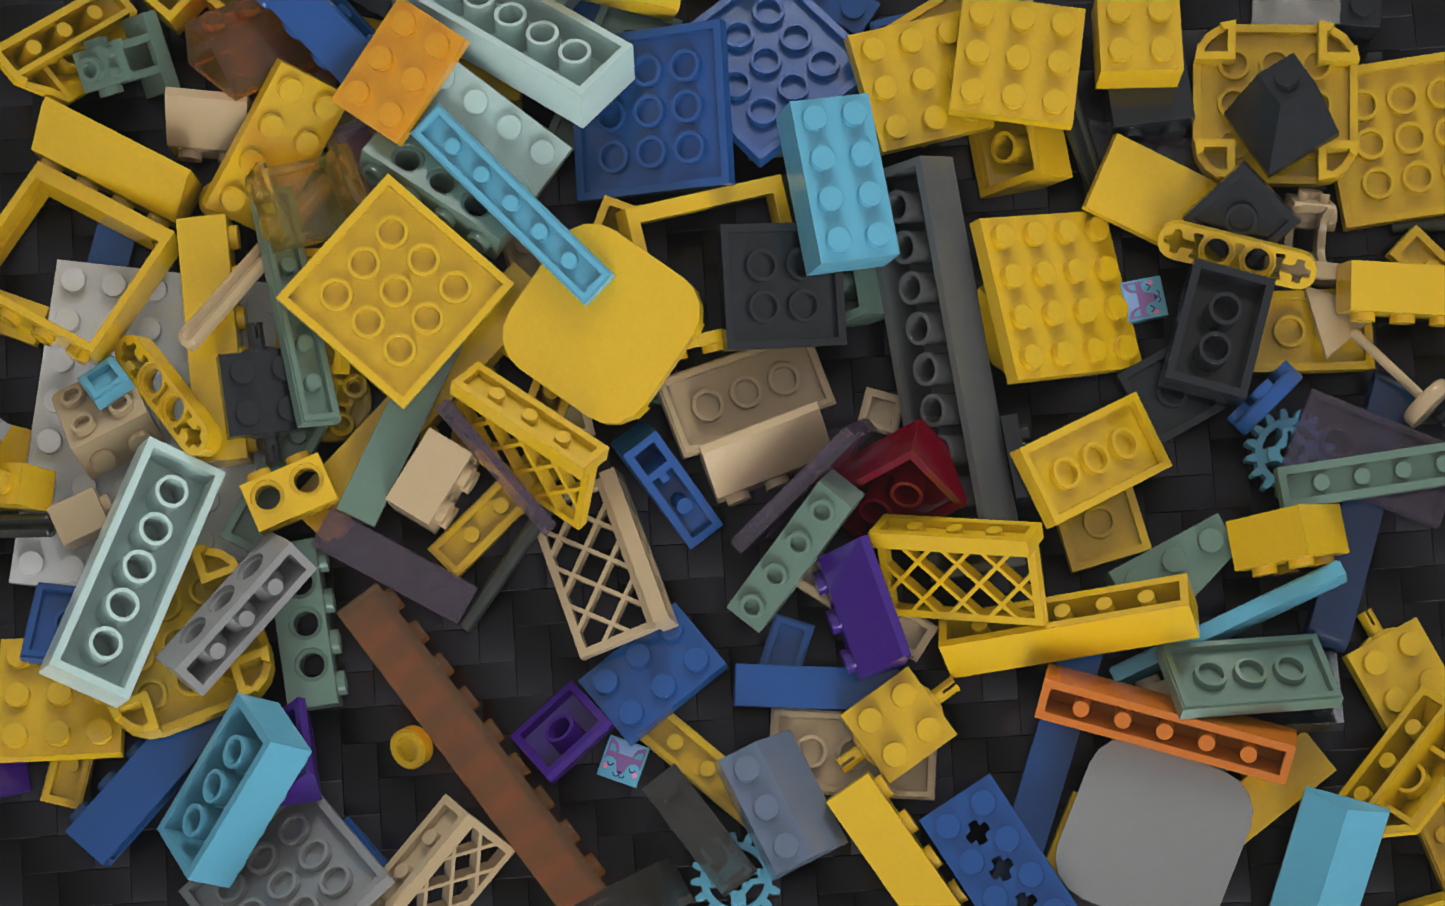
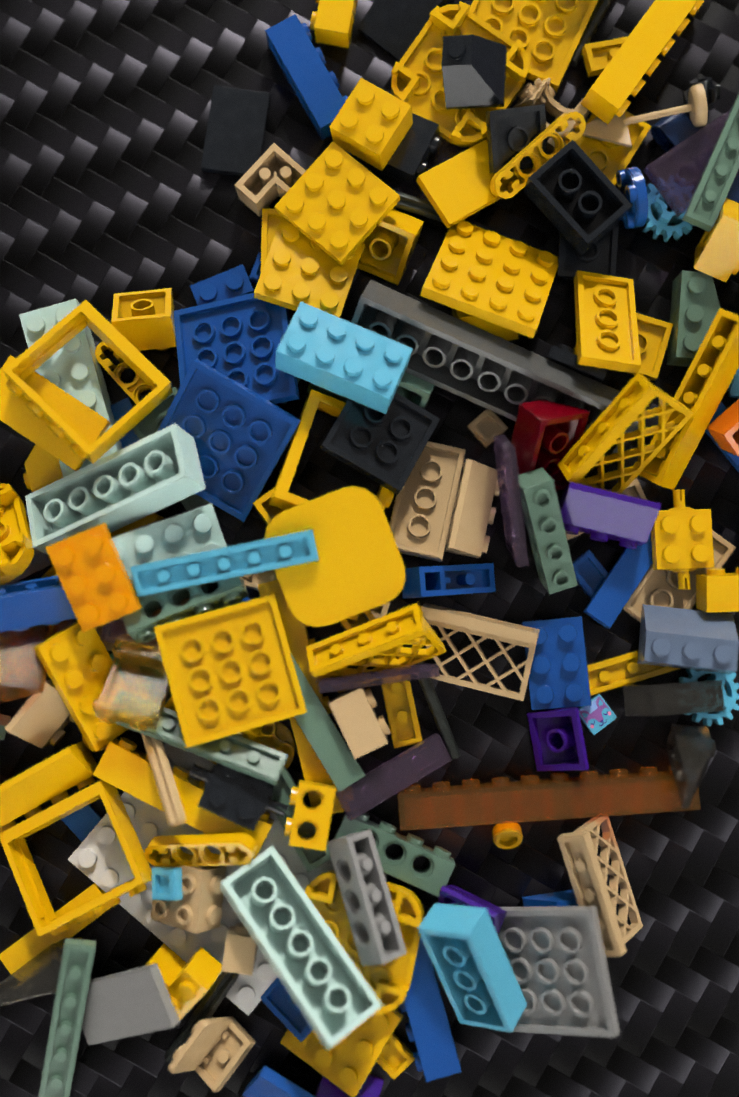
camera: 55 degrees left, 5 degrees up
(1144, 299) = (522, 229): tile -> none

